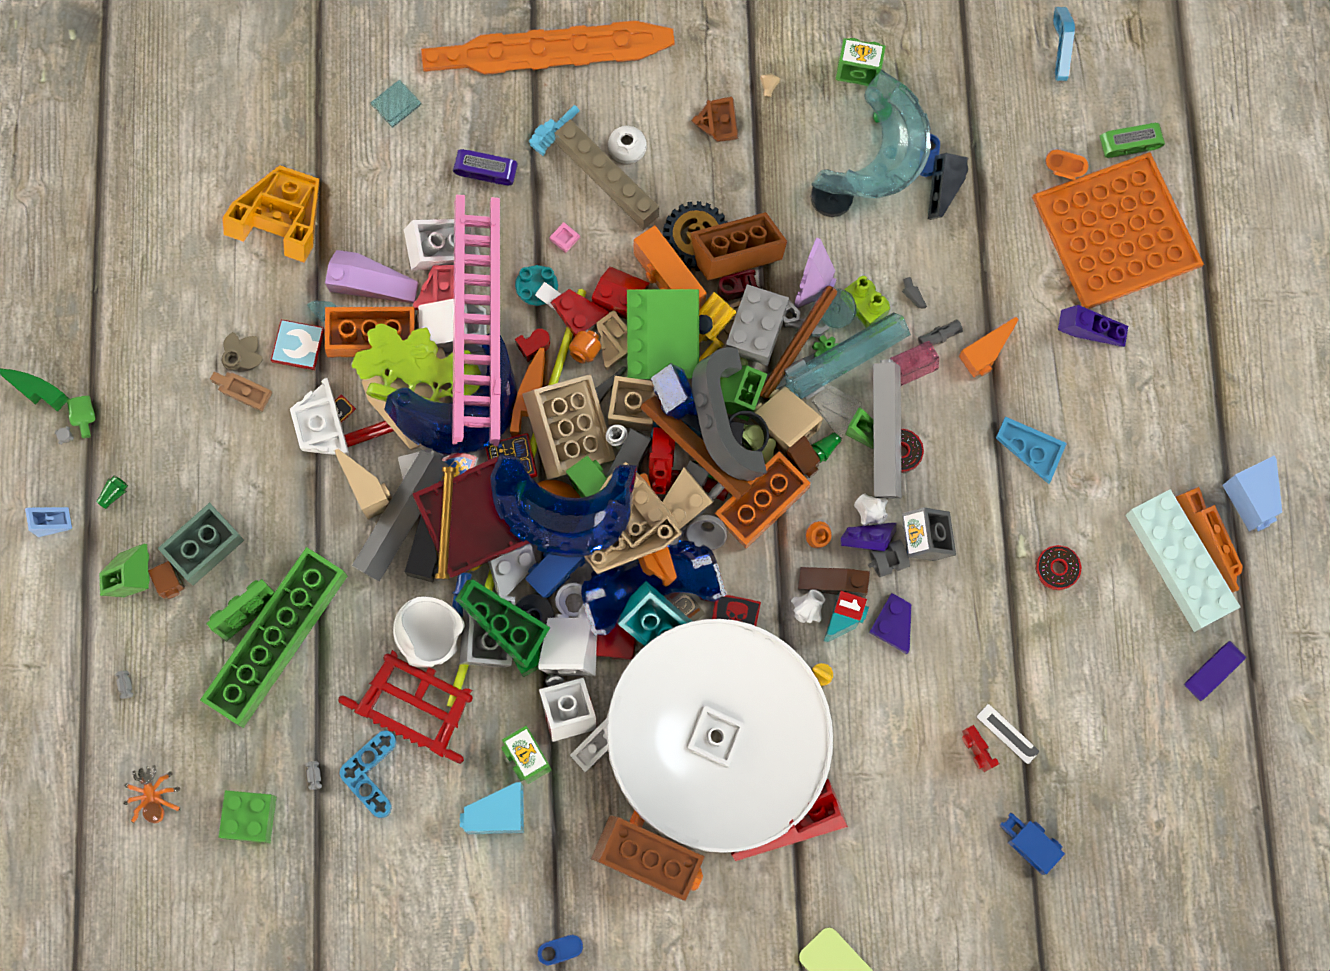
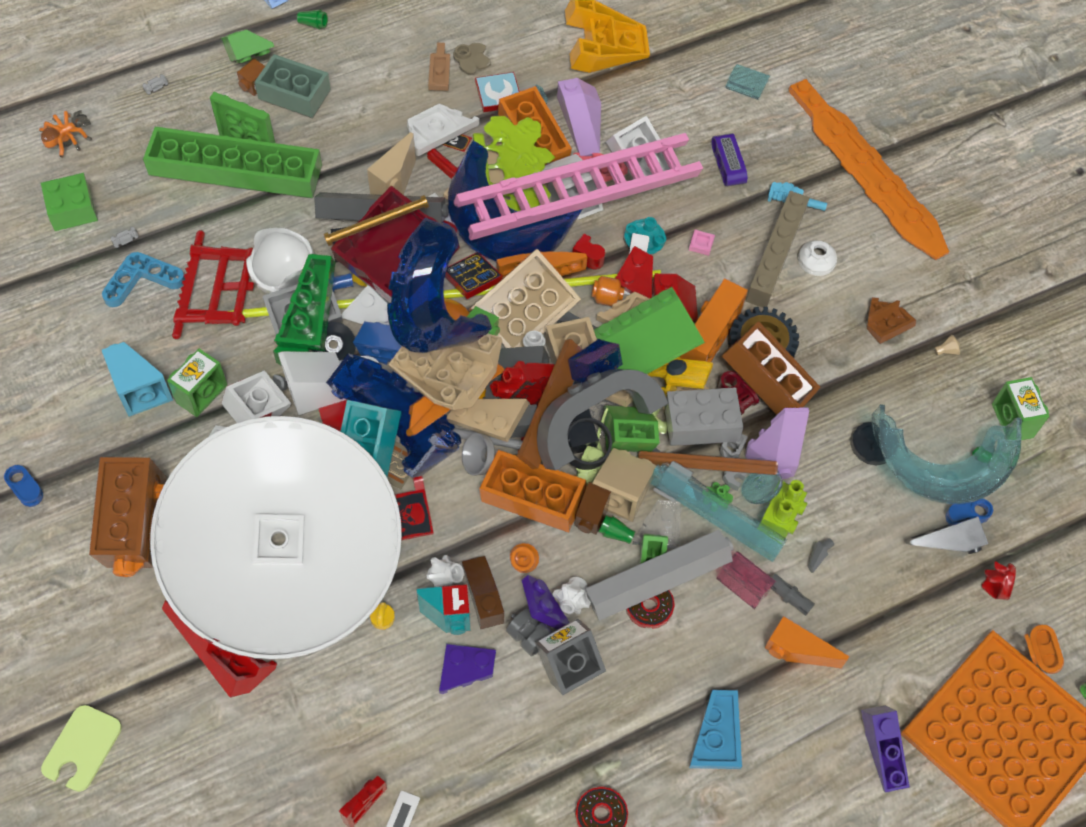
camera: 65 degrees right, 15 degrees down
(997, 166) = (1000, 581): none -> red piece

